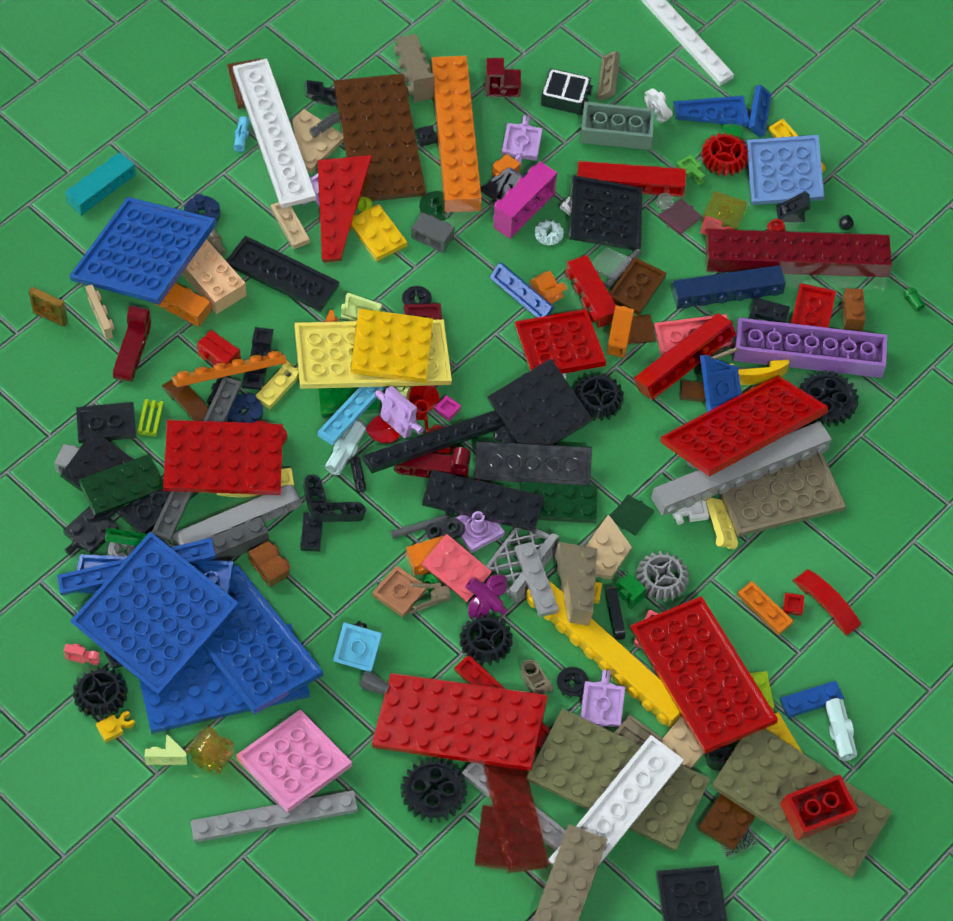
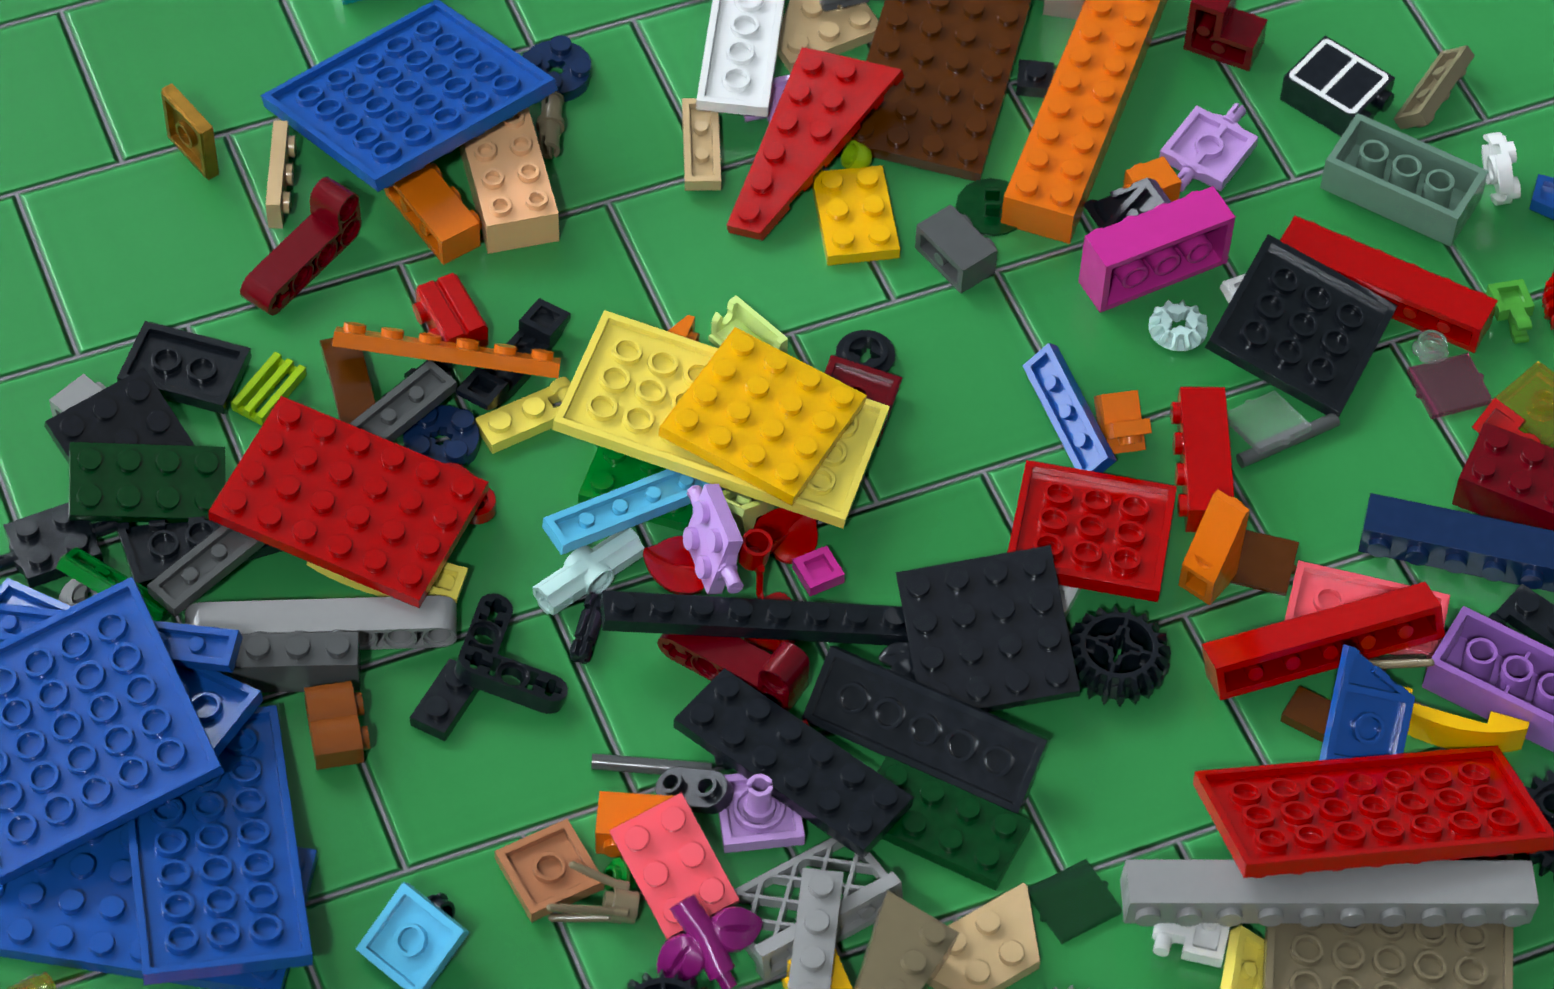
camera: 25 degrees right, 5 degrees down
(283, 273) = (642, 225): black plate -> none
(637, 285) = (1298, 481): reddish brown plate -> none

